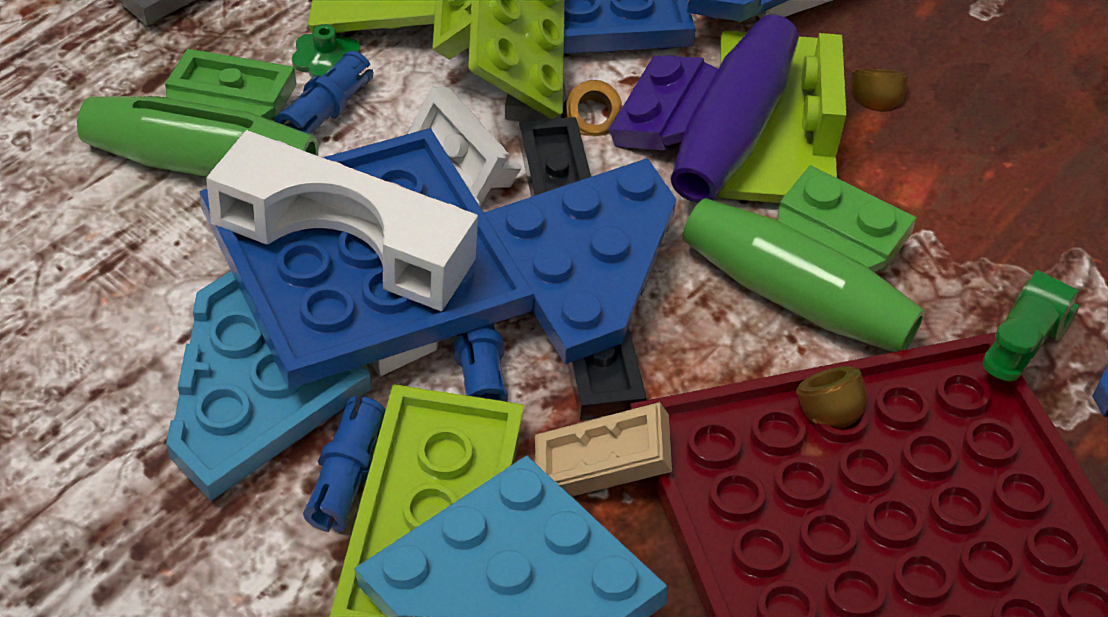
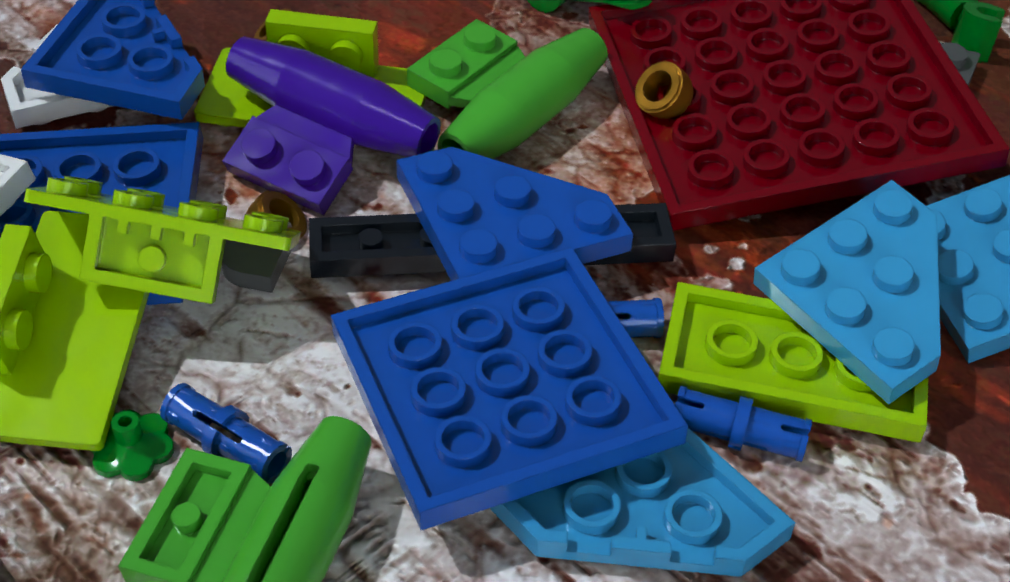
camera: 85 degrees left, 5 degrees down
(276, 189) = (455, 418): white arch -> none
(467, 142) = (302, 317): white plate -> none
(607, 450) = (727, 232): tan plate -> none

